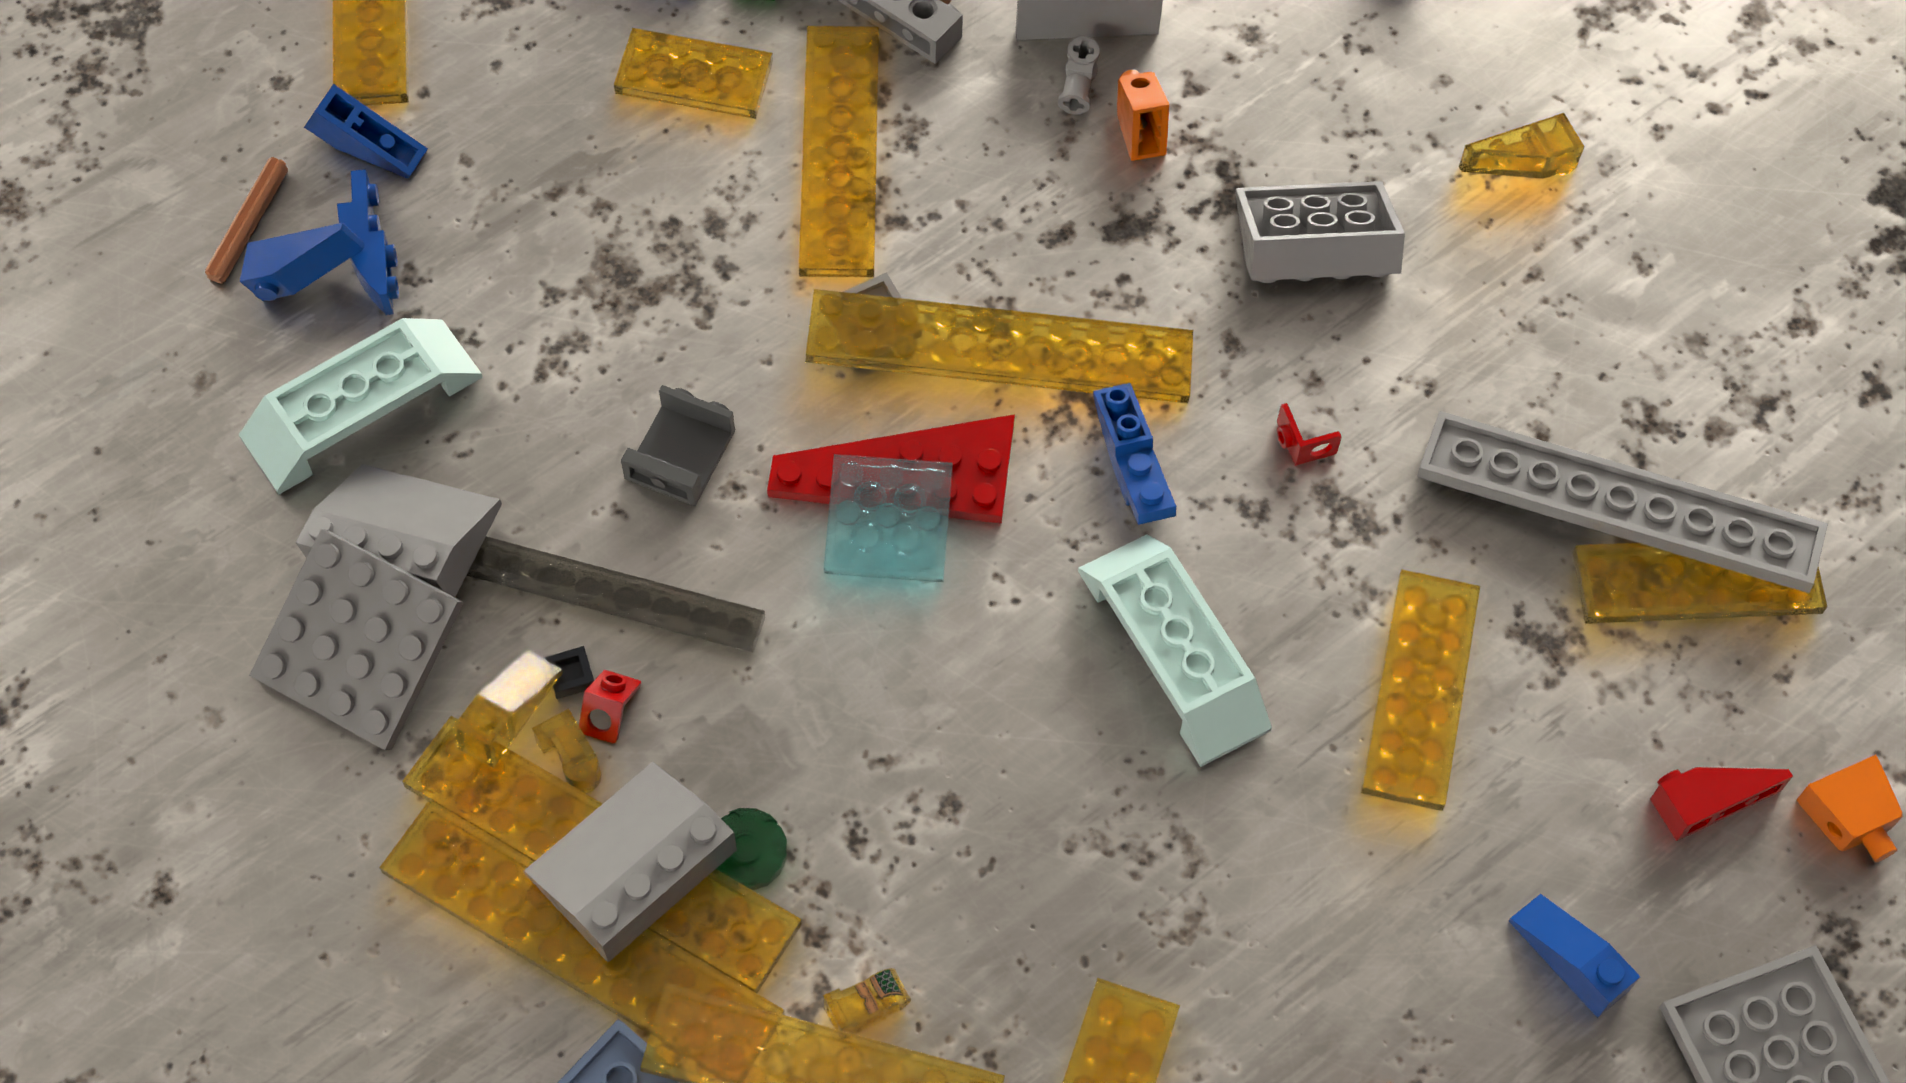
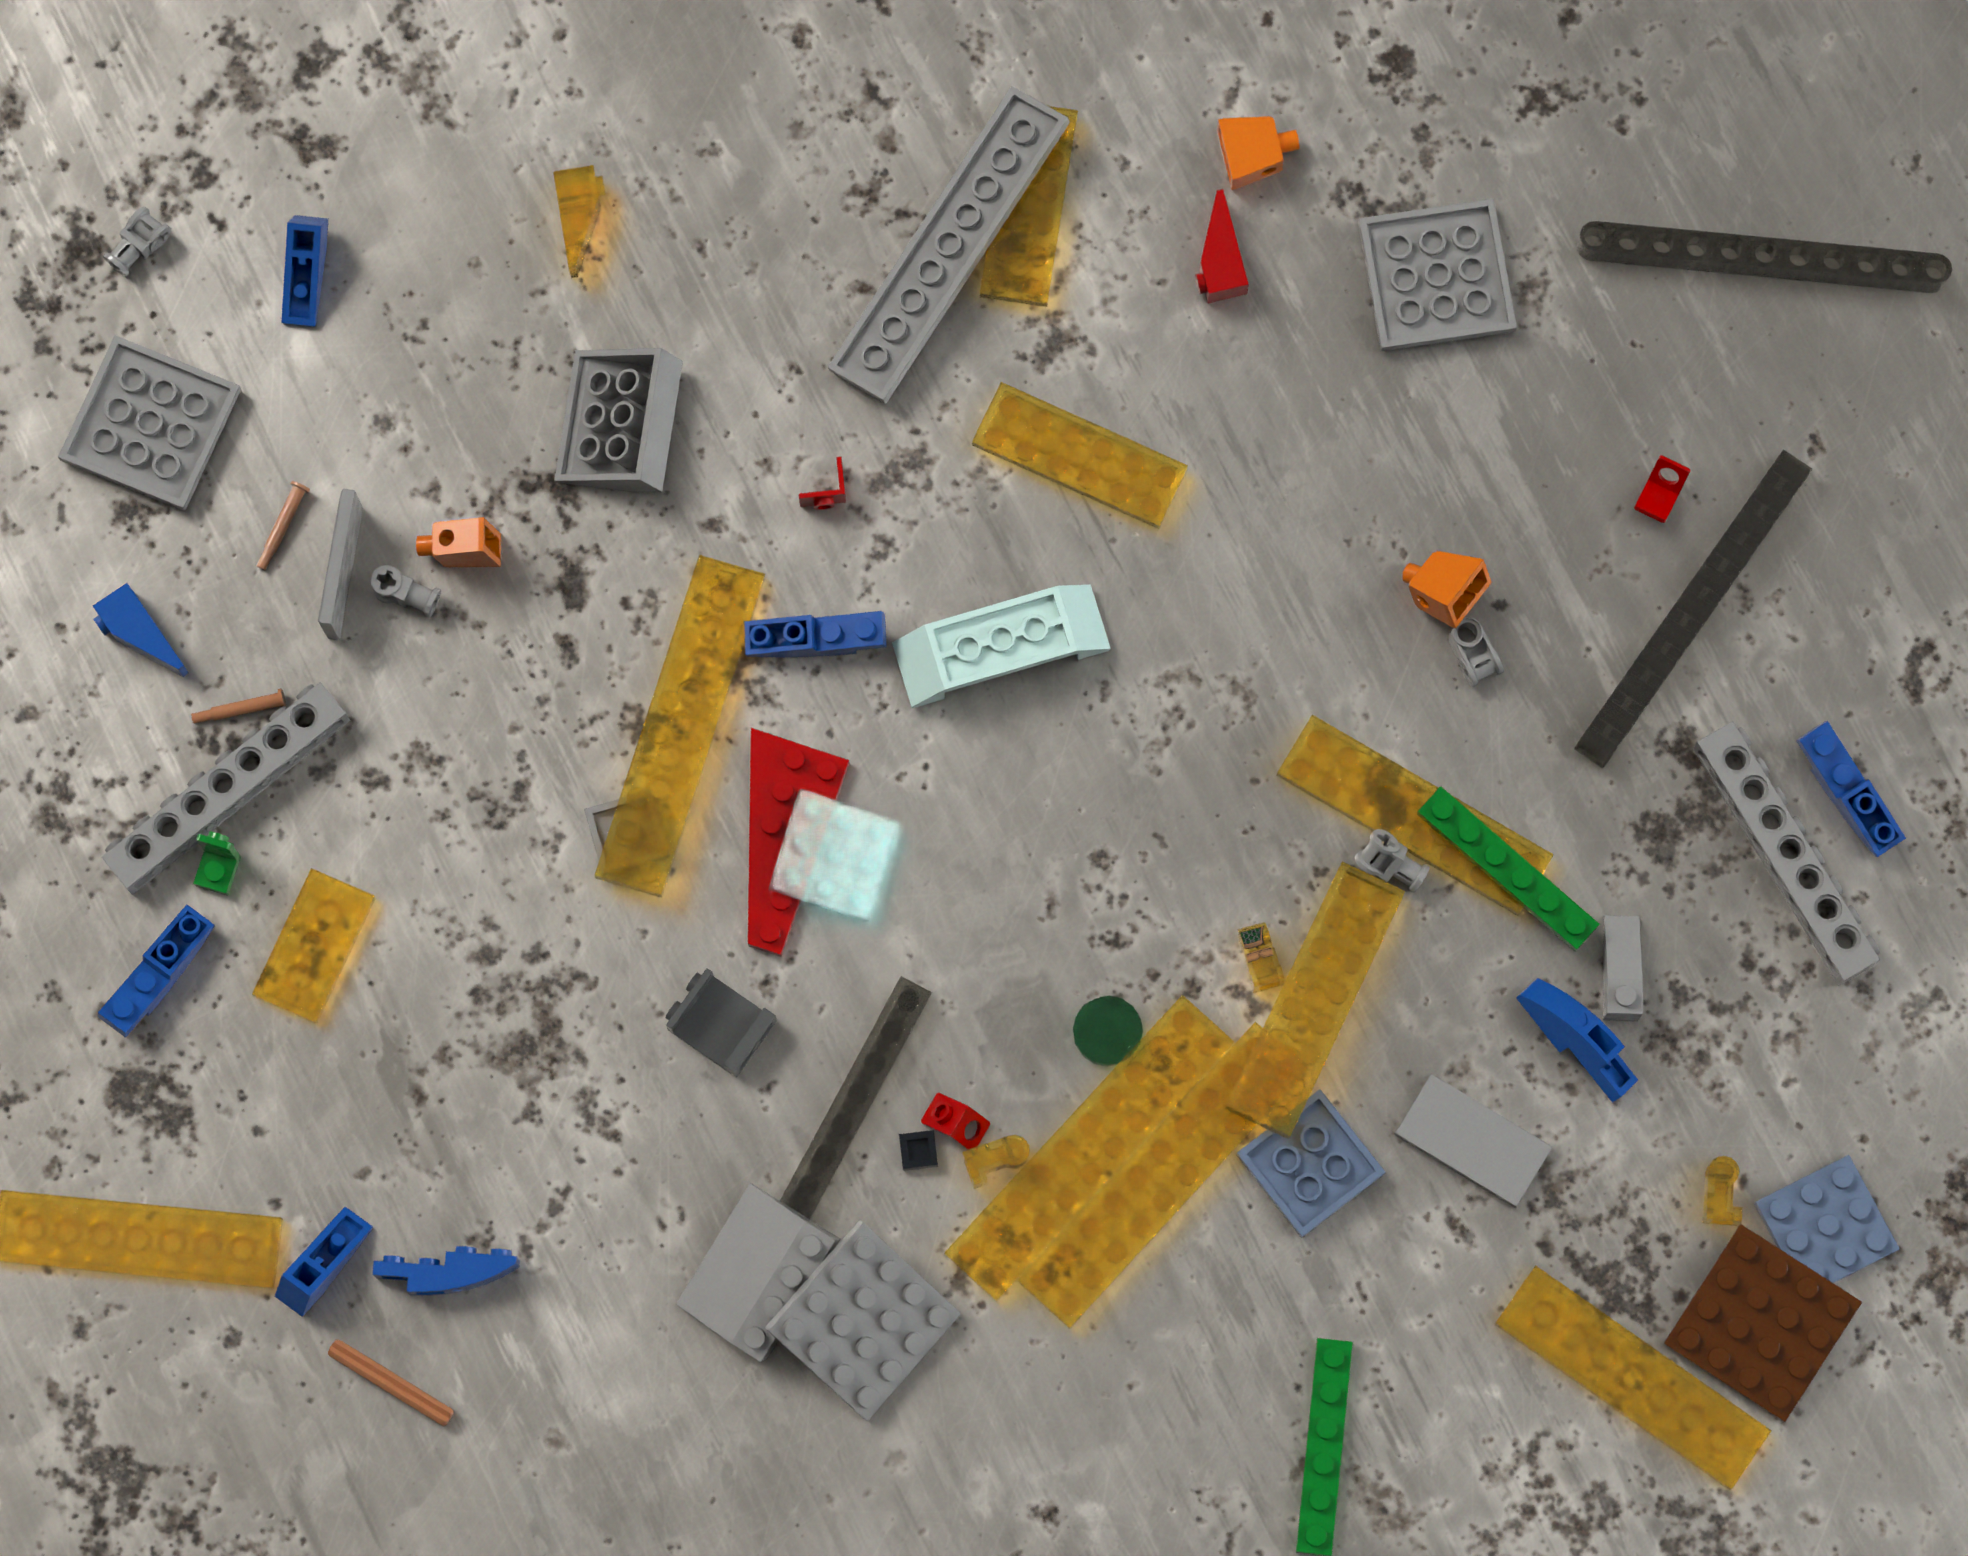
camera: 75 degrees left, 15 degrees up
(295, 260) = (462, 1338): blue slope -> none
(351, 394) = (616, 1298): light aqua slope -> none
(504, 708) = (950, 1201): clear yellow slope -> none
(632, 859) = (1107, 1119): light grey slope -> none
(839, 152) = (431, 826): clear yellow plate -> none
(1576, 954) = (1328, 402): blue slope -> none

